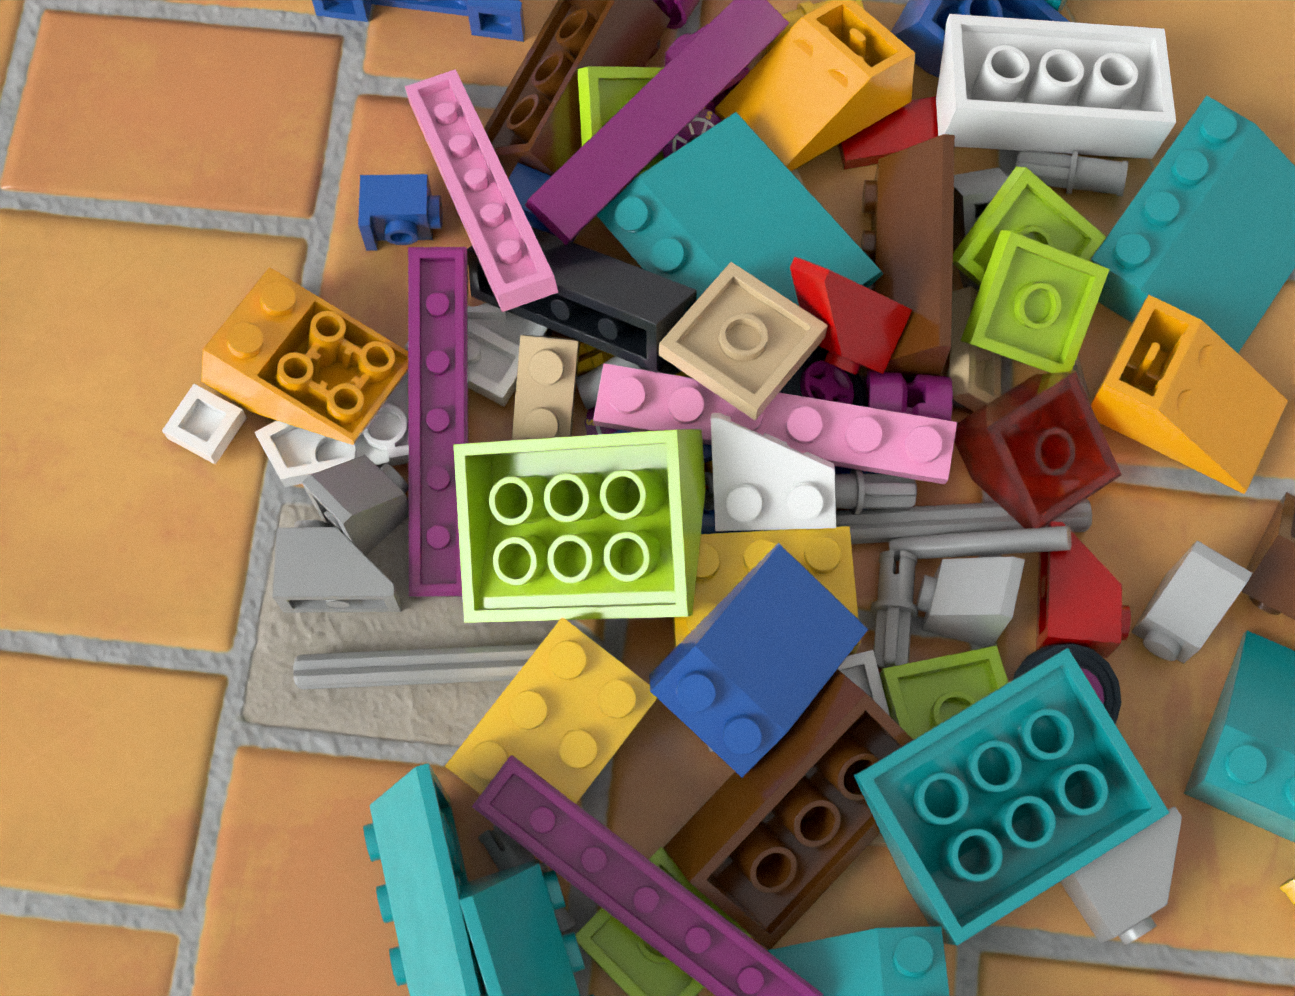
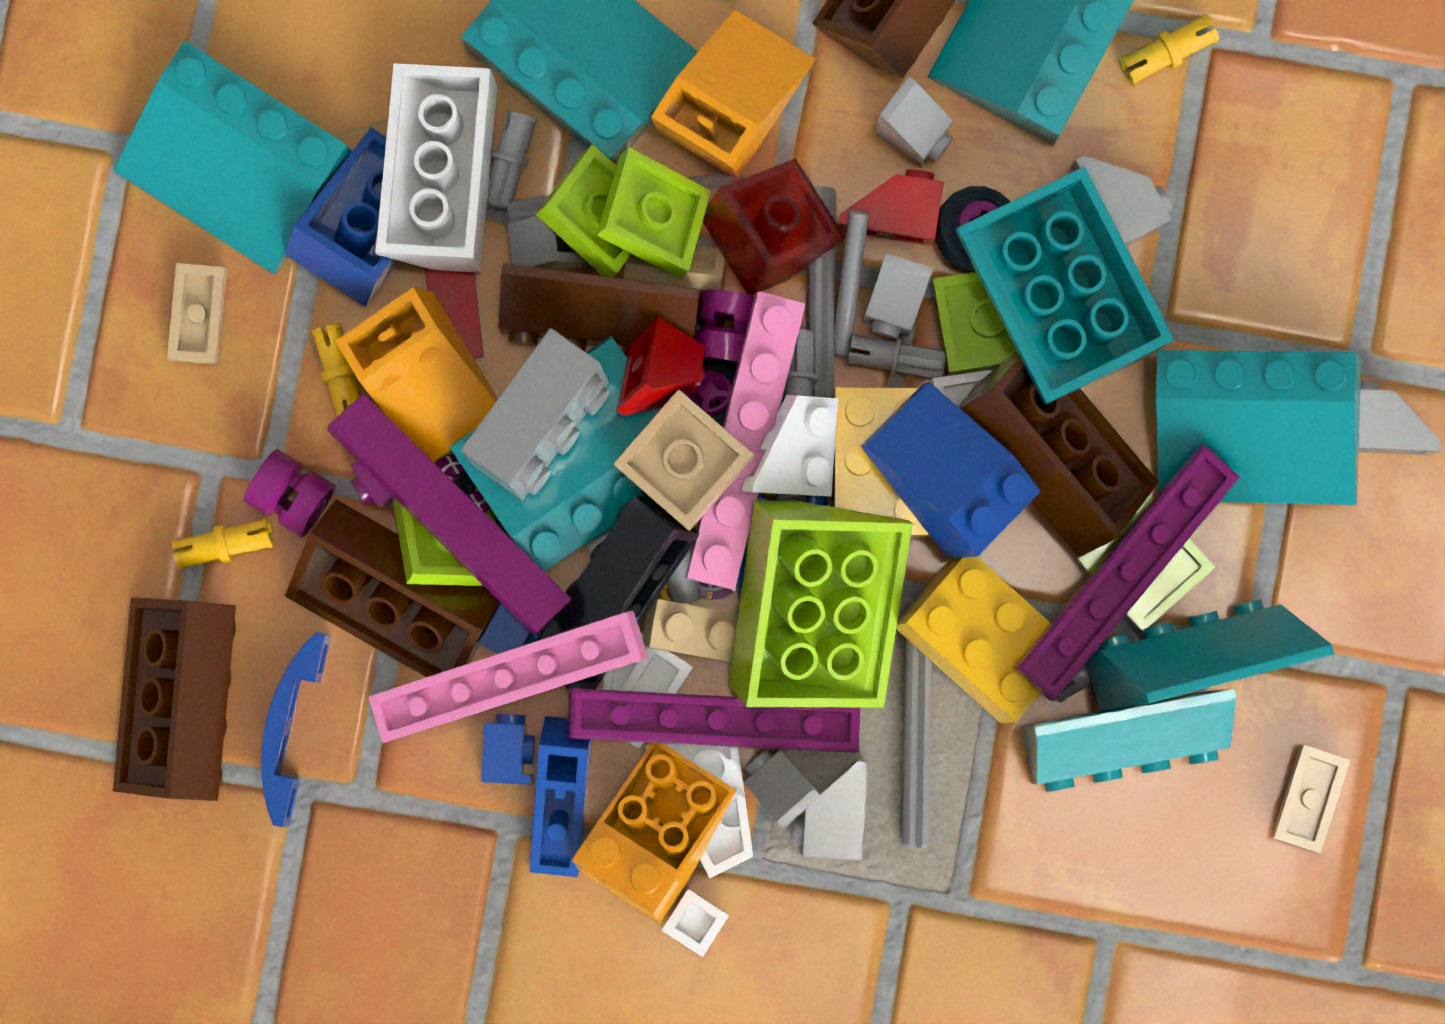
camera: 85 degrees left, 15 degrees up
(352, 265) = (559, 799): none -> blue slope
(779, 169) = (537, 416): none -> light grey brick

